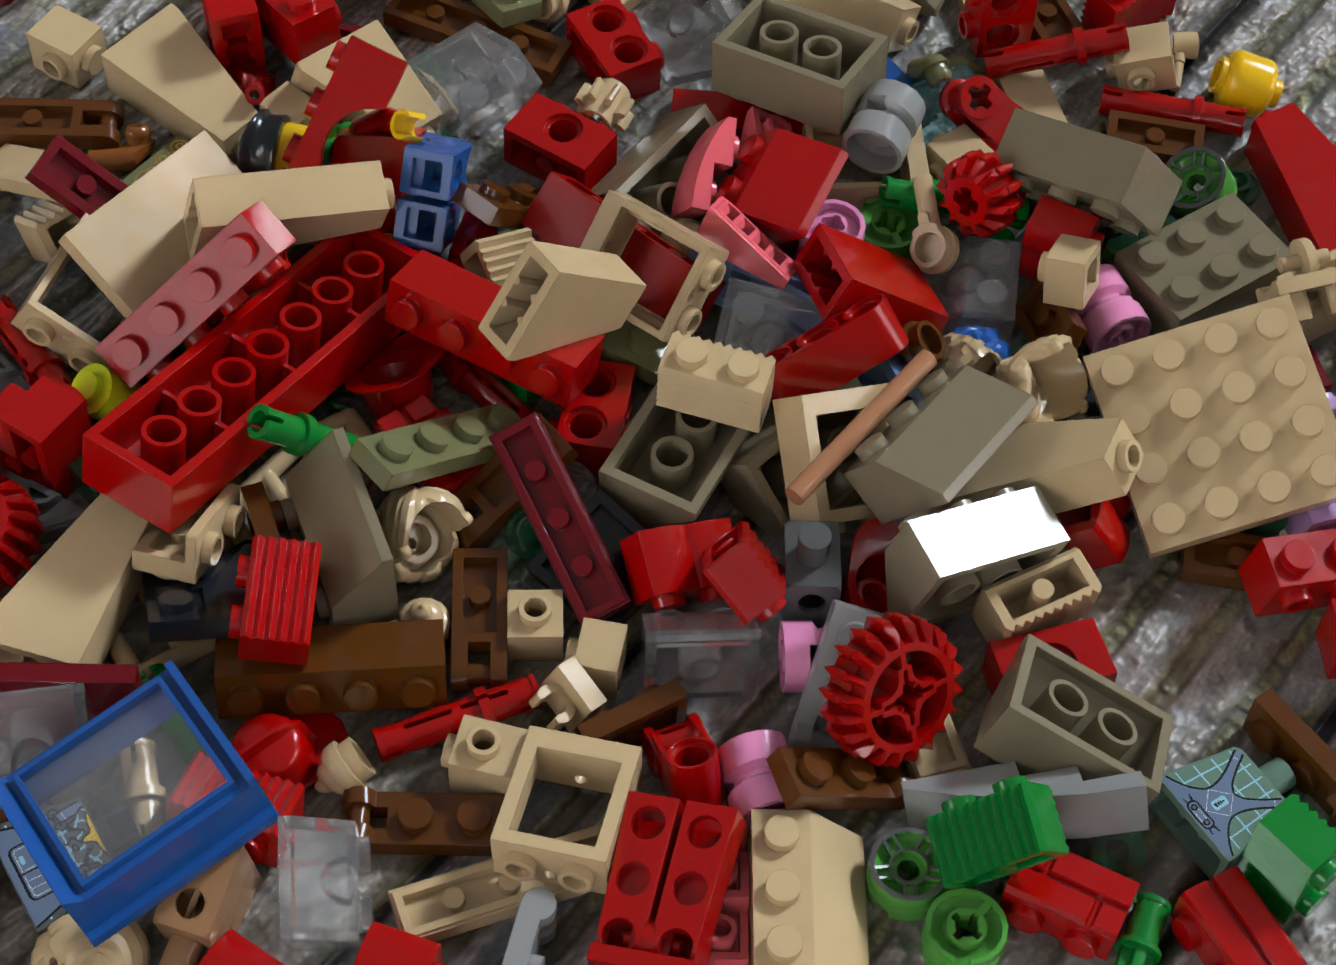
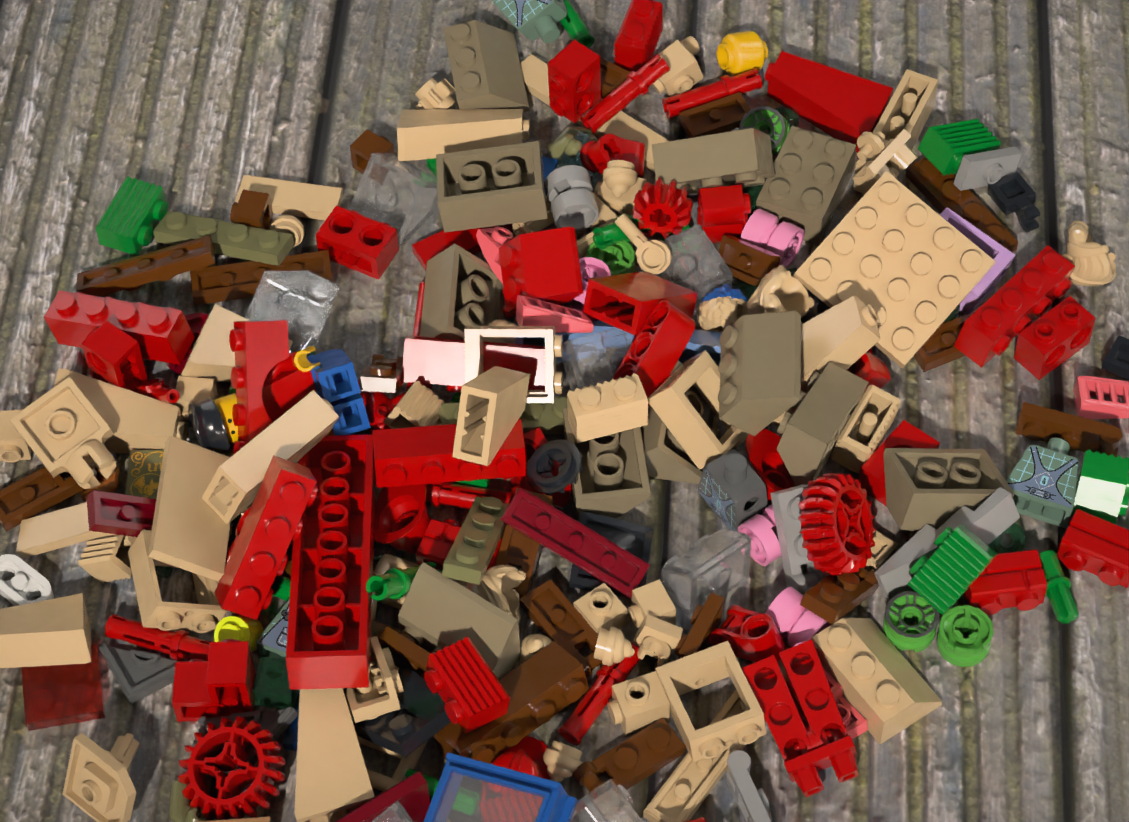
camera: 30 degrees left, 0 degrees up
(112, 73) = (67, 434): none -> tan plate
(501, 667) = (612, 646): none -> tan plate
(521, 536) = (551, 565): clear green plate -> none
(559, 140) = (375, 320): red brick -> none
(596, 407) = (541, 465): none -> black gear
(606, 102) = (382, 280): tan gear -> none
(667, 563) = (659, 525): red brick -> none
(710, 156) = (481, 277): coral slope -> none
(745, 574) = (710, 507): red brick -> none
(860, 427) = (710, 386): nougat bar -> none
(922, 336) = (699, 315): reddish brown plate -> none
(965, 133) = (619, 176): none -> tan plate
(1070, 271) = (746, 226): tan plate -> none

